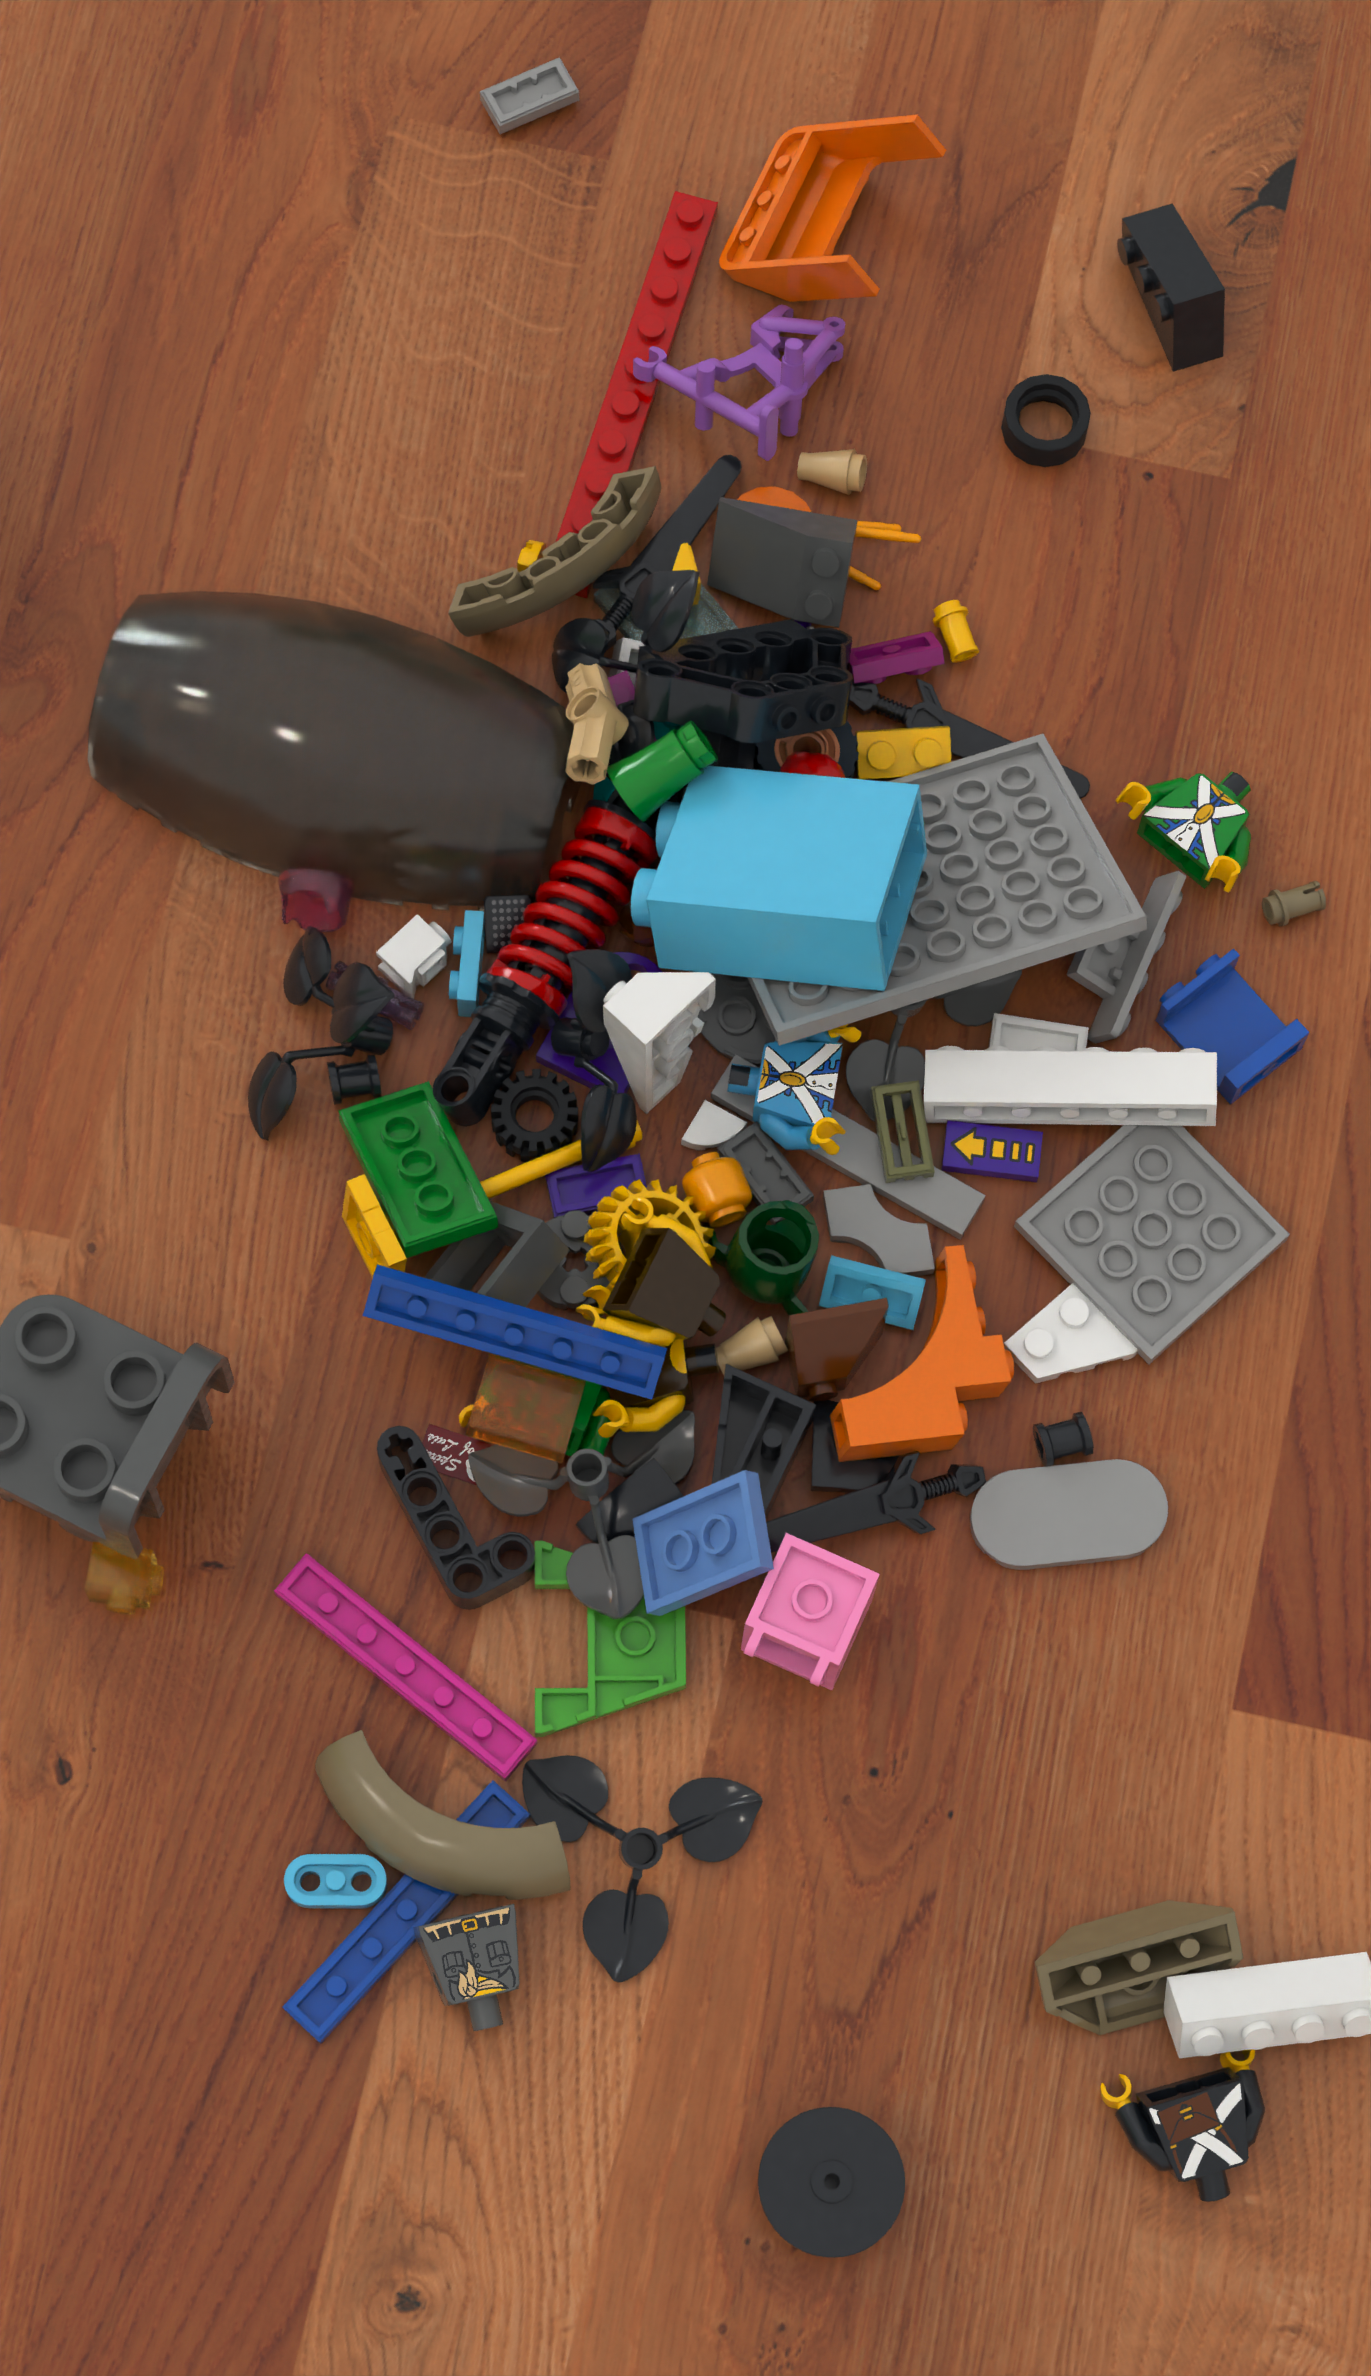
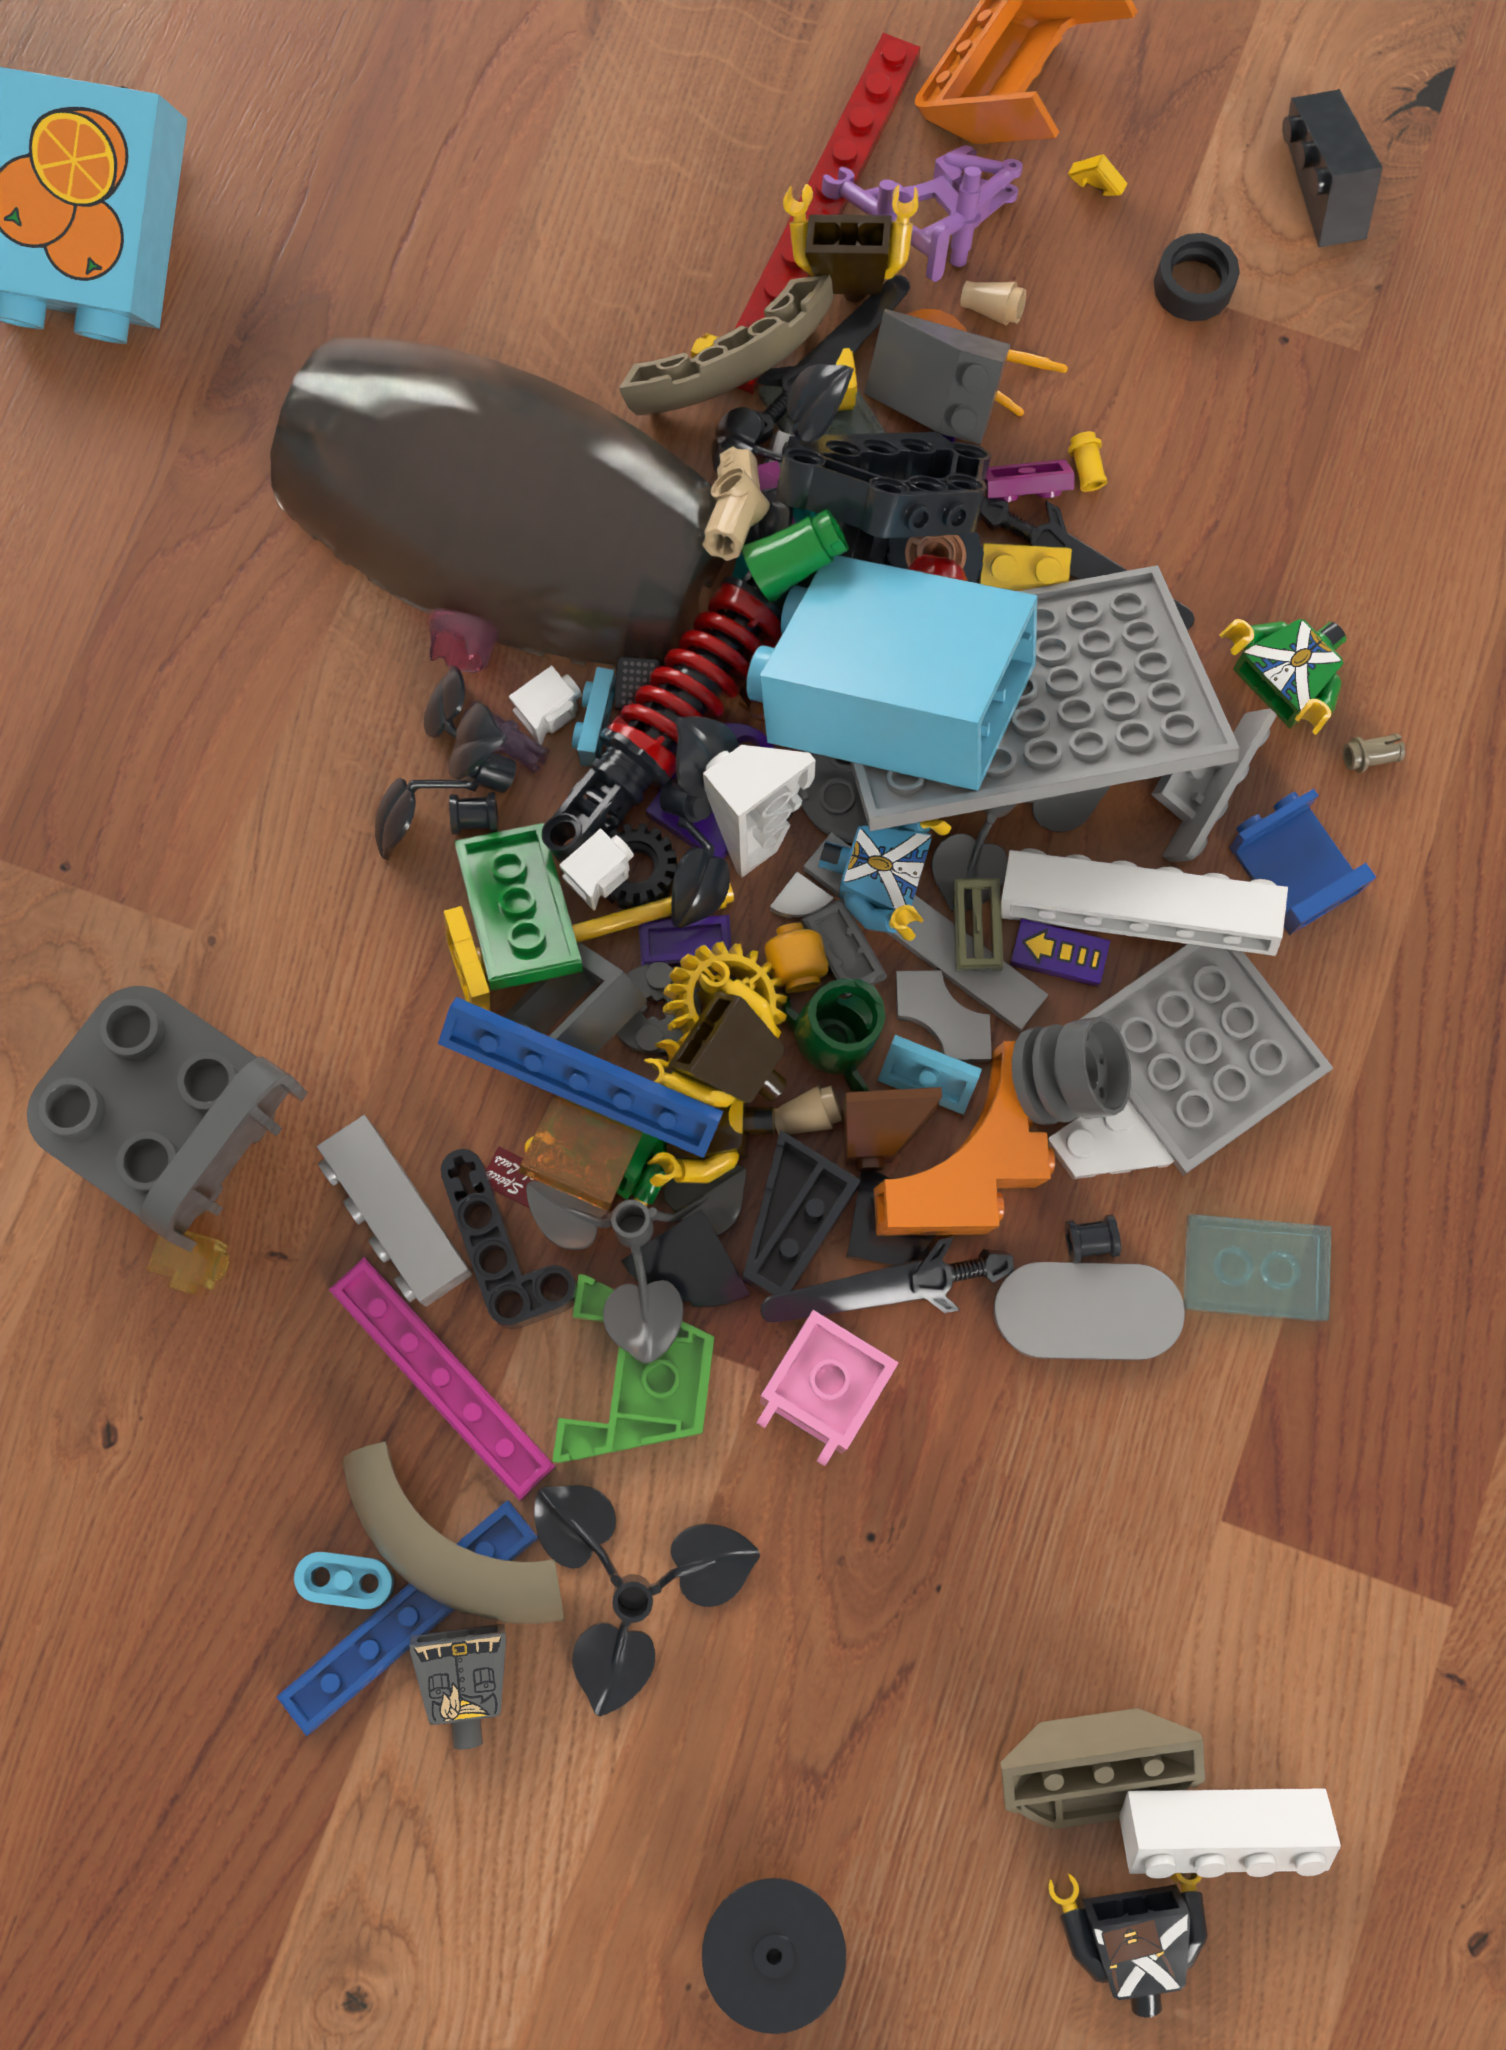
camera: 10 degrees right, 5 degrees up
(332, 1501) = (394, 1211): none -> light grey brick
(497, 1119) = (597, 867): none -> white window
(675, 438) = (851, 248): none -> dark brown torso
(702, 1543) = (734, 1304): medium blue plate -> none
(927, 319) = (1098, 173): none -> yellow tile
(1018, 1267) = (1071, 1071): none -> dark grey wheel
(1029, 1034) = (1109, 846): white tile -> none
(1237, 1449) = (1257, 1268): none -> clear light blue tile

